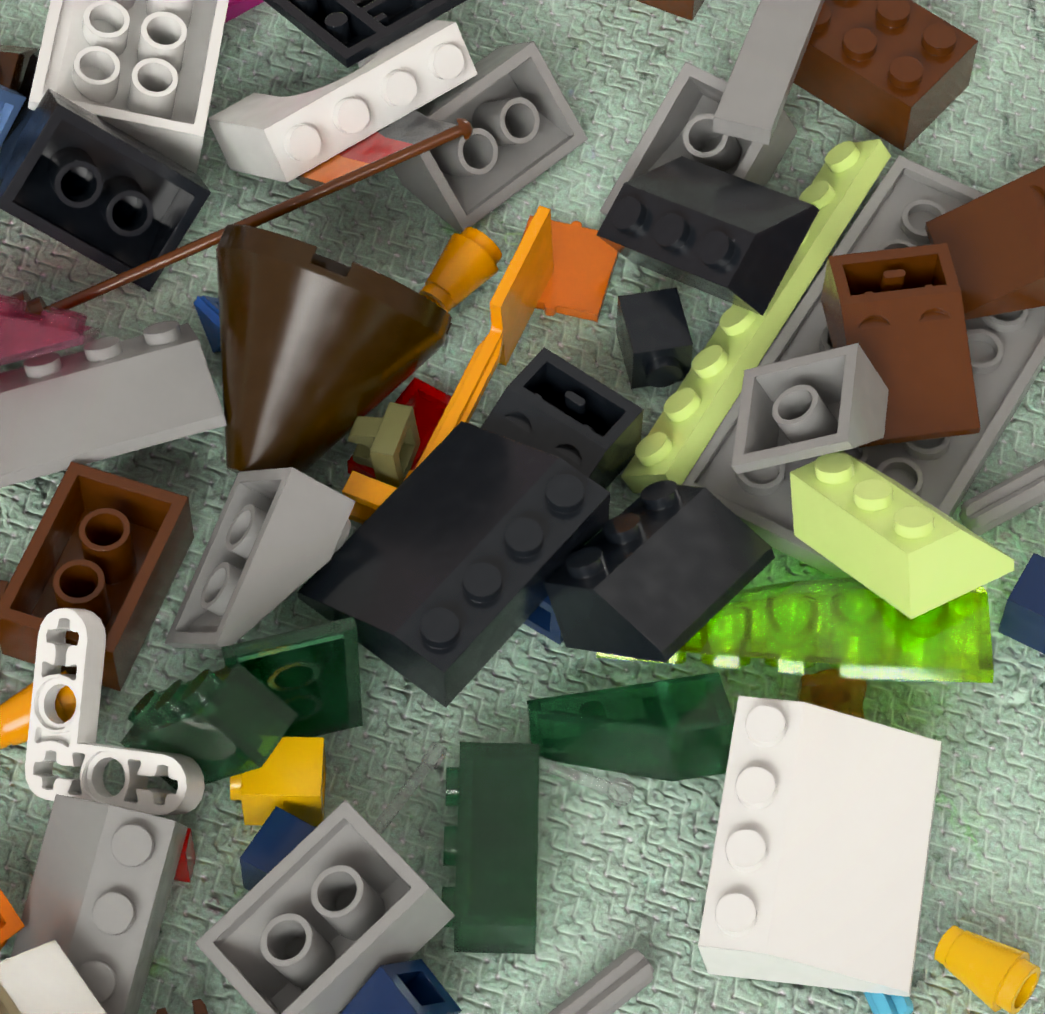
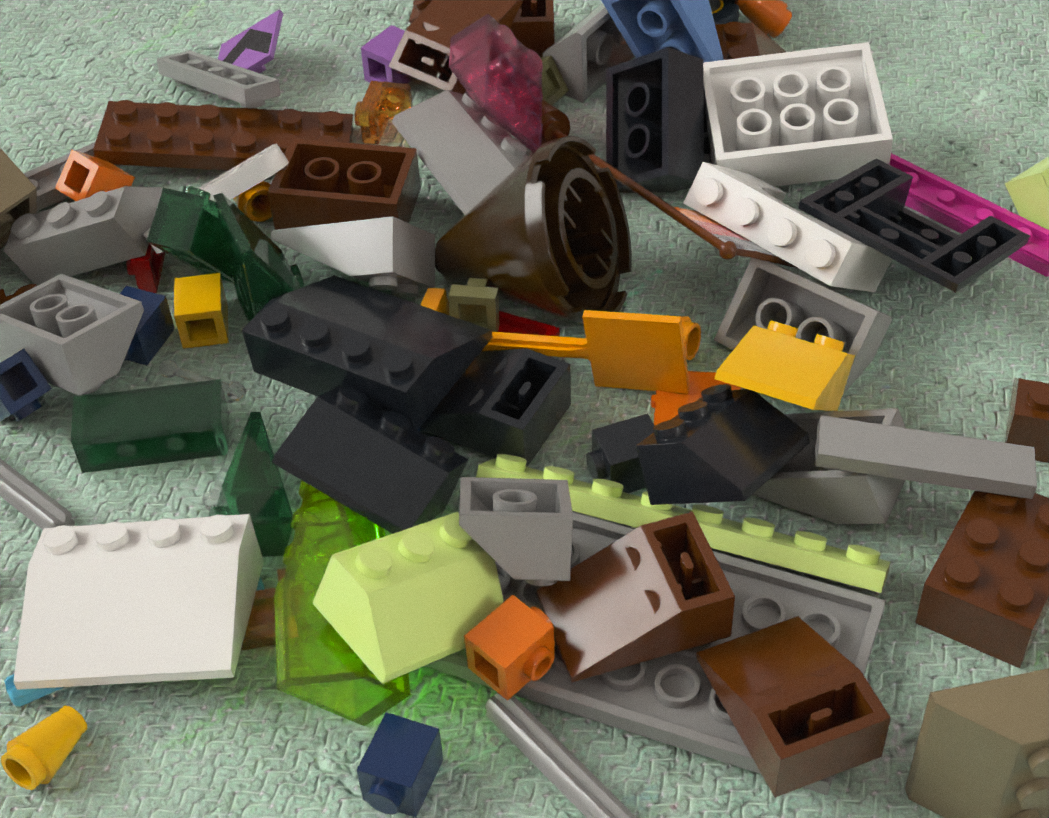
camera: 85 degrees right, 10 degrees down
(595, 147) = (789, 367): none -> yellow slope
(943, 466) = (511, 647): none -> orange brick

